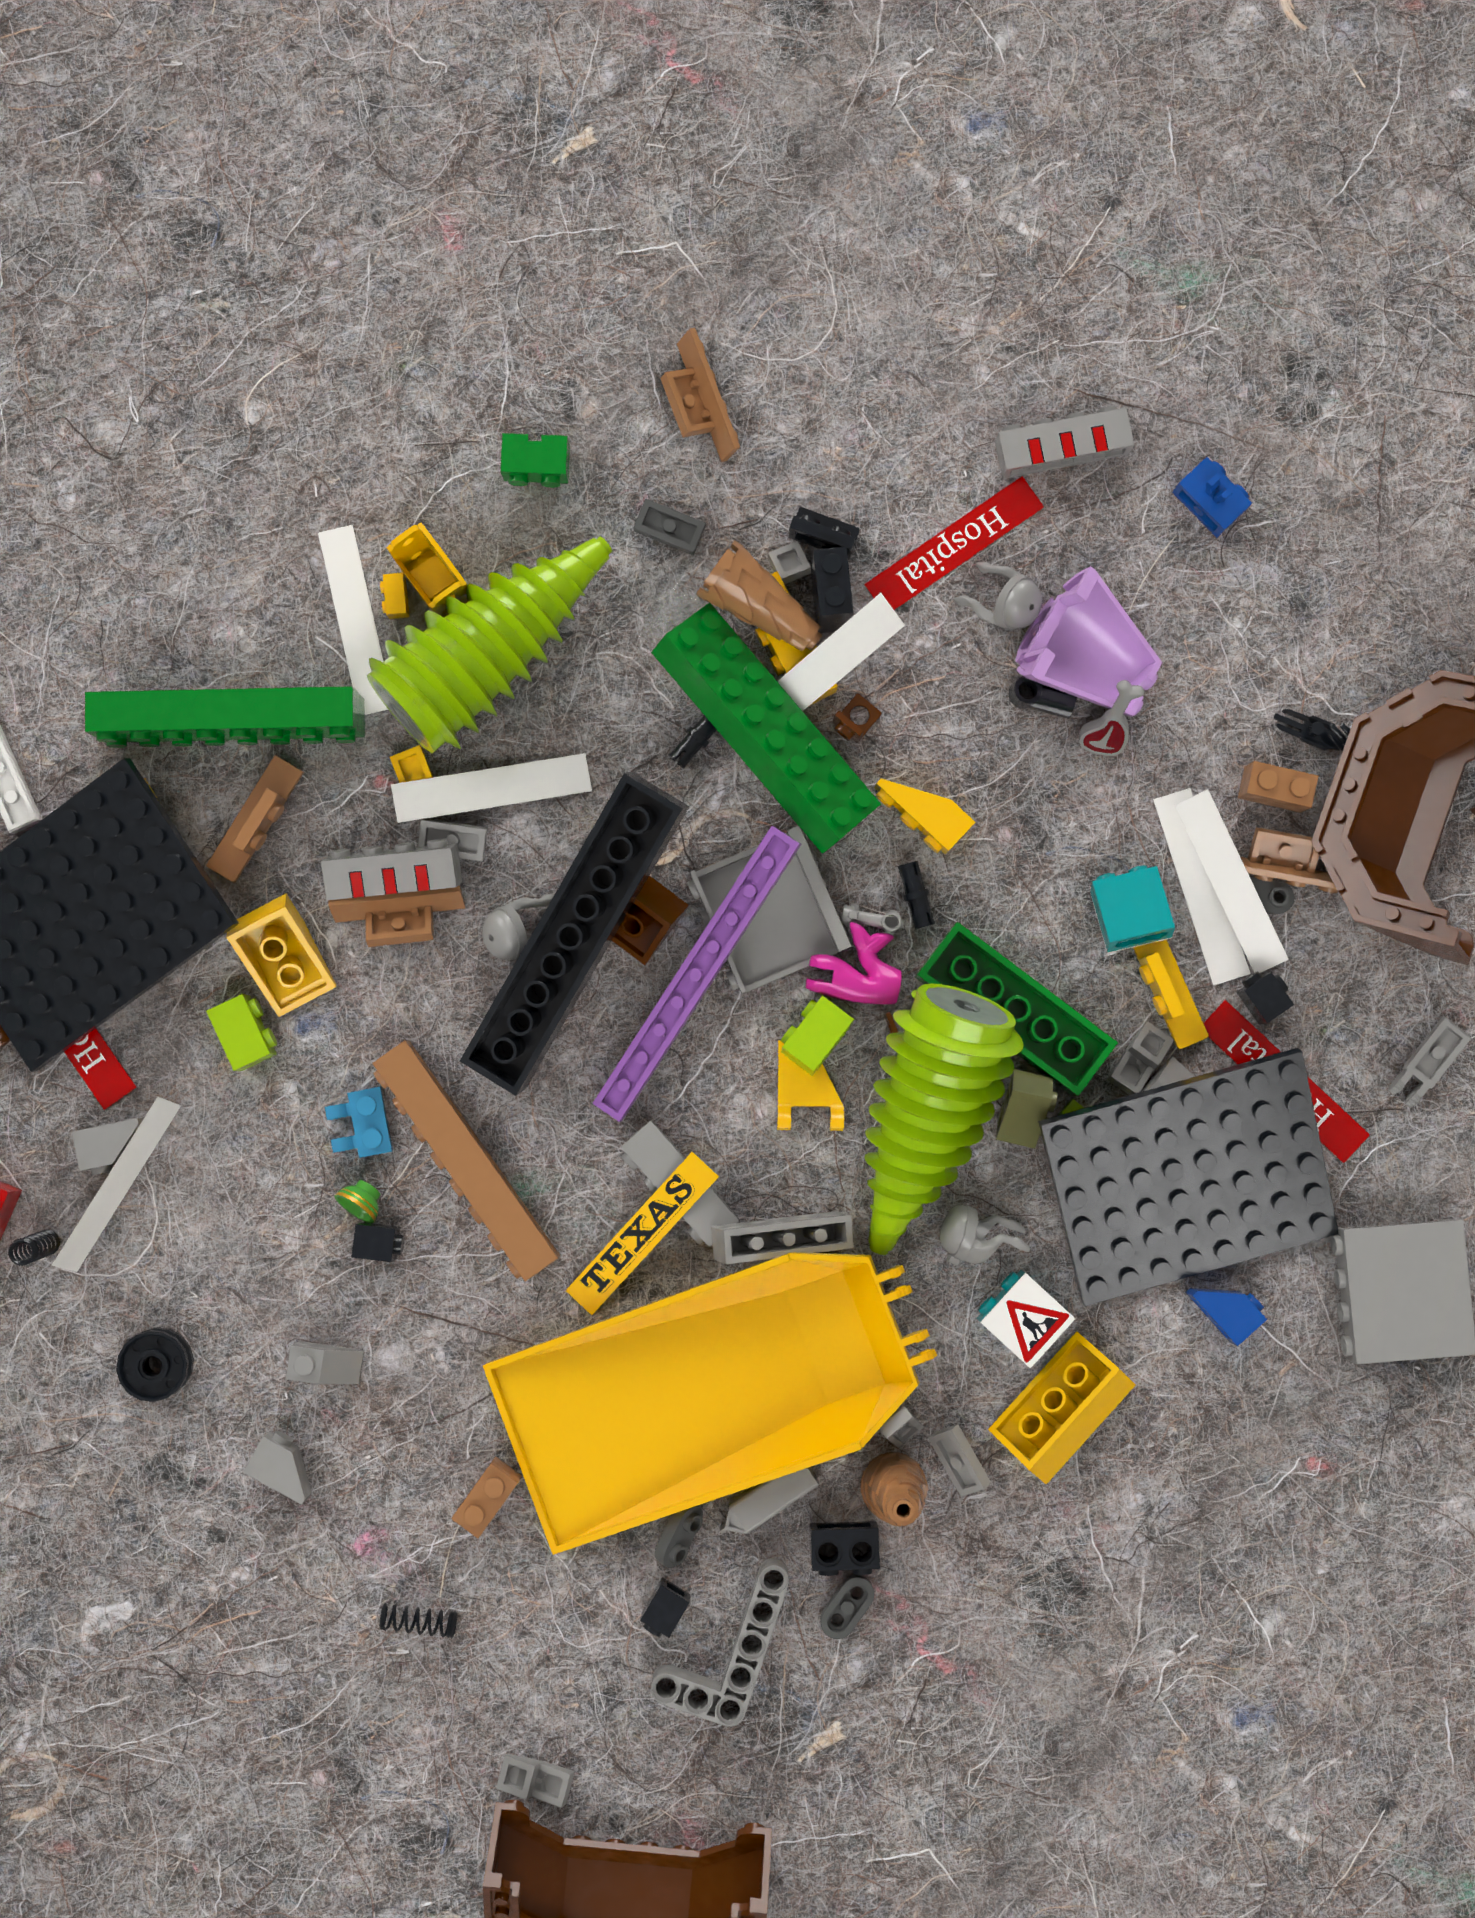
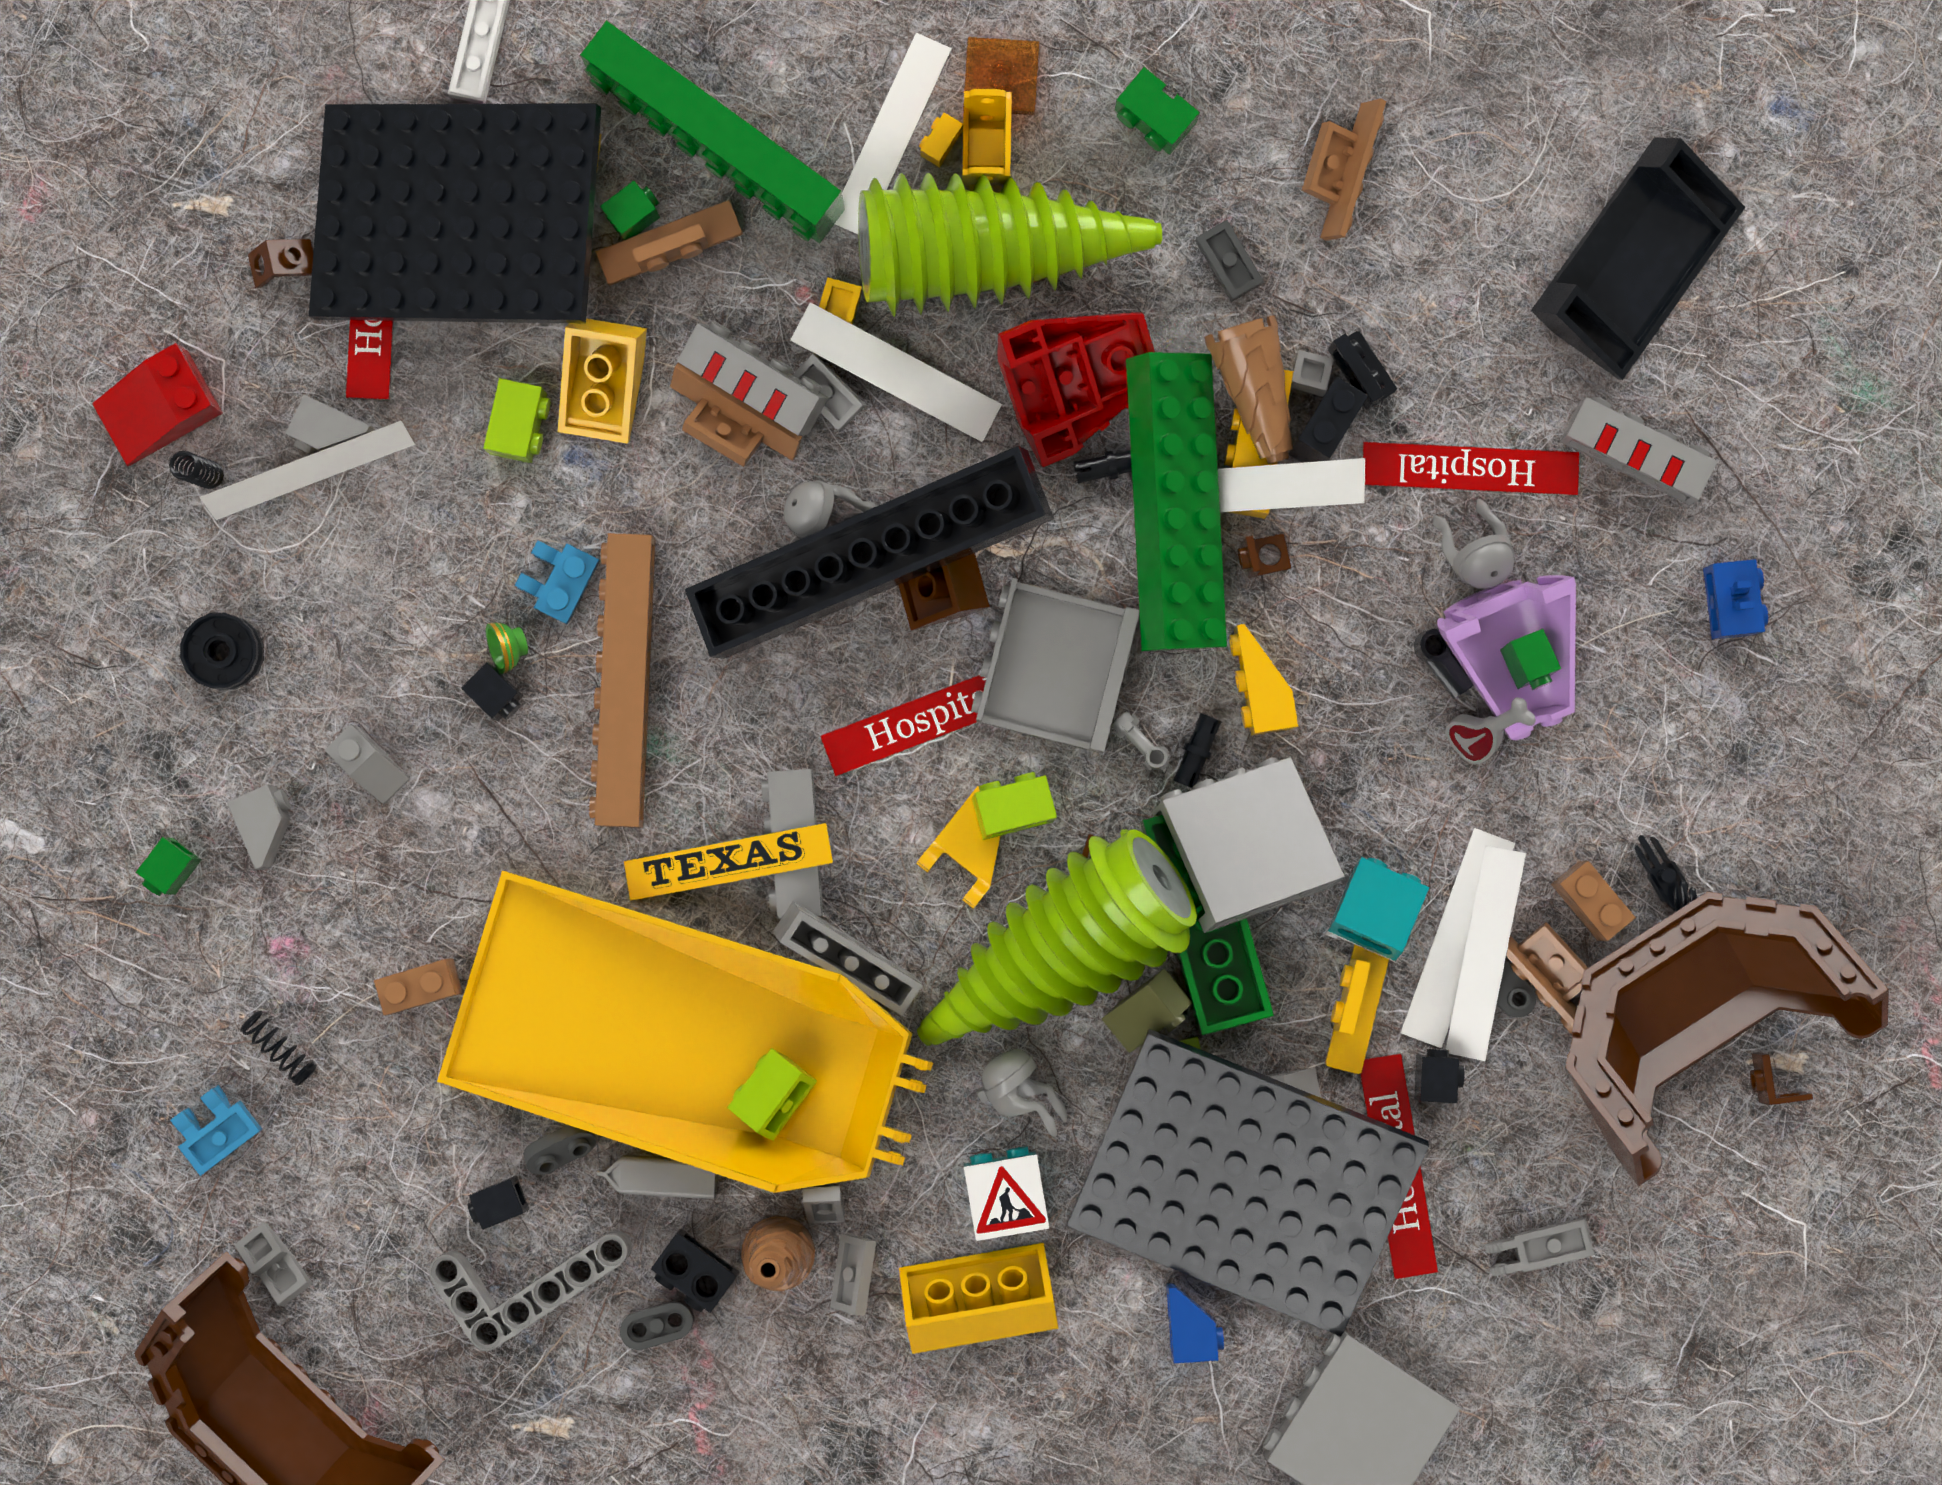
camera: 40 degrees right, 0 degrees up
(209, 816) = (631, 210): none -> green brick
(235, 1552) = (167, 867): none -> green brick
(400, 508) = (1004, 66): none -> clear orange plate
(425, 1720) = (220, 1137): none -> dark azure plate
(620, 696) = (1069, 377): none -> red wedge
(693, 1042) = (902, 726): none -> red sticker
(697, 973) = (950, 671): medium lavender plate -> none
(802, 1376) = (771, 1094): none -> lime brick
(880, 984) = (1076, 782): dark pink piece -> none
(958, 304) = (1639, 256): none -> black slope
(1005, 931) = (1250, 842): none -> light grey panel
(1104, 649) = (1531, 660): none -> green brick
(1140, 1059) = (1285, 1047): light grey slope -> none

